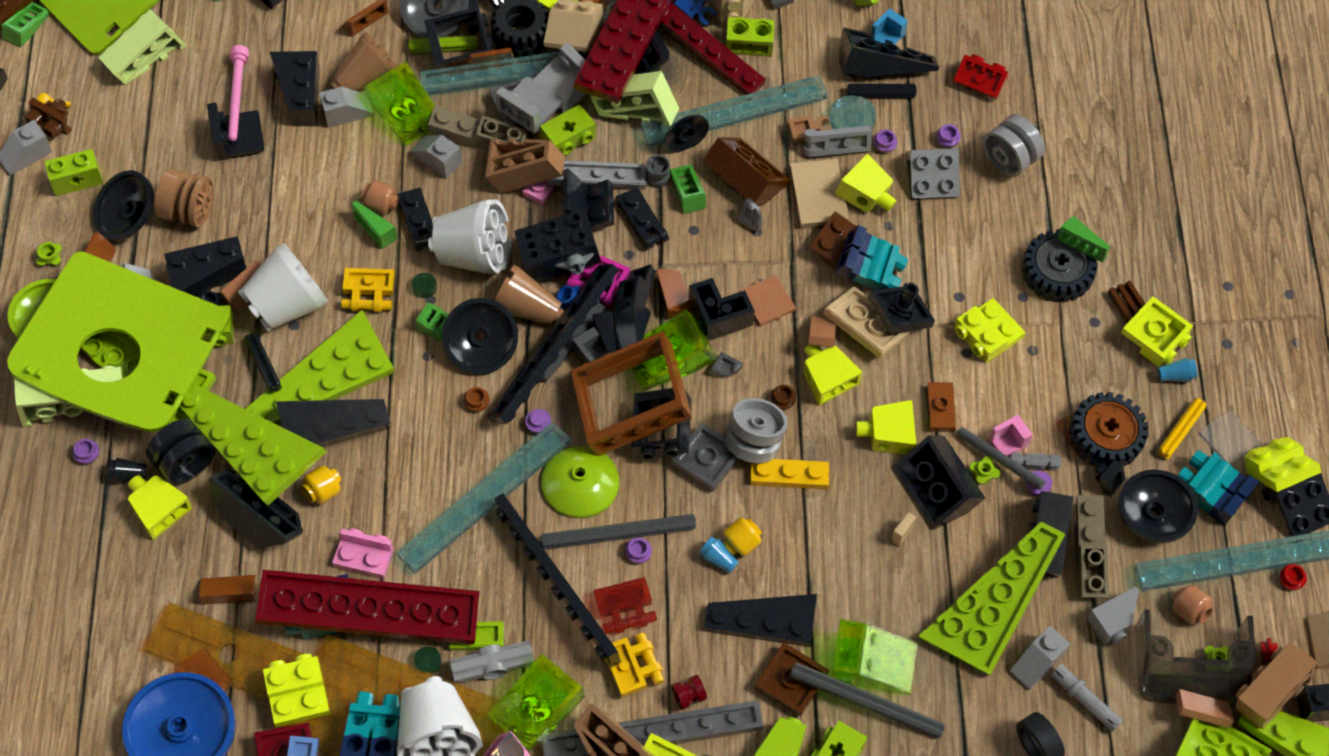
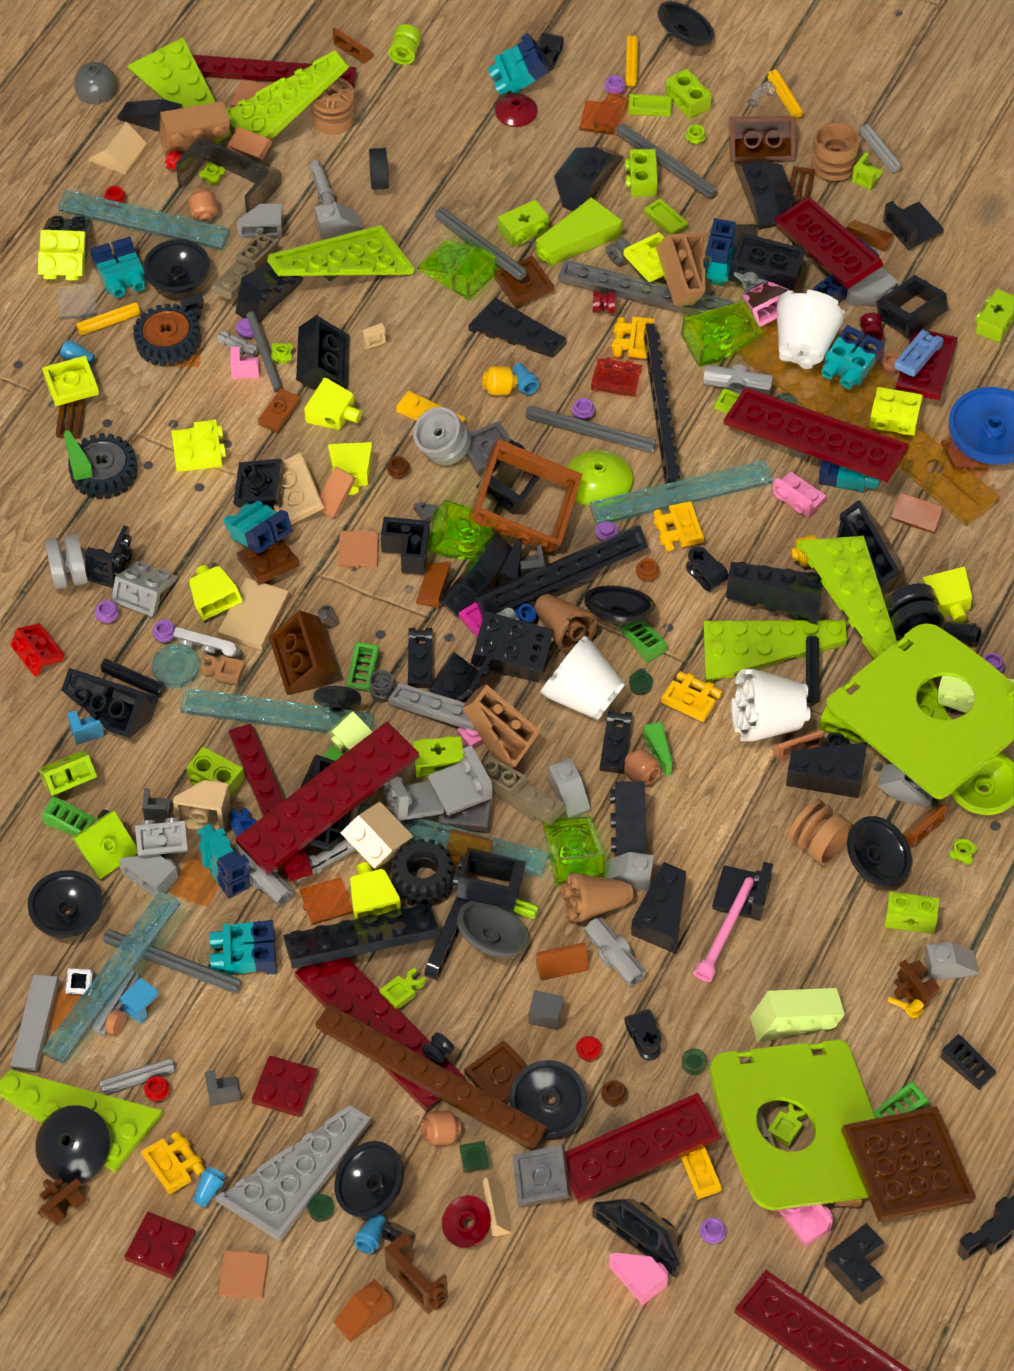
camera: 150 degrees left, 5 degrees down
(321, 37) = (615, 952): none -> light grey piece
(367, 143) = (628, 817): none -> black wedge
(417, 420) = (705, 568): none -> black piece
(463, 463) = (685, 524): none -> yellow plate
(976, 159) = (105, 566): none -> black bracket

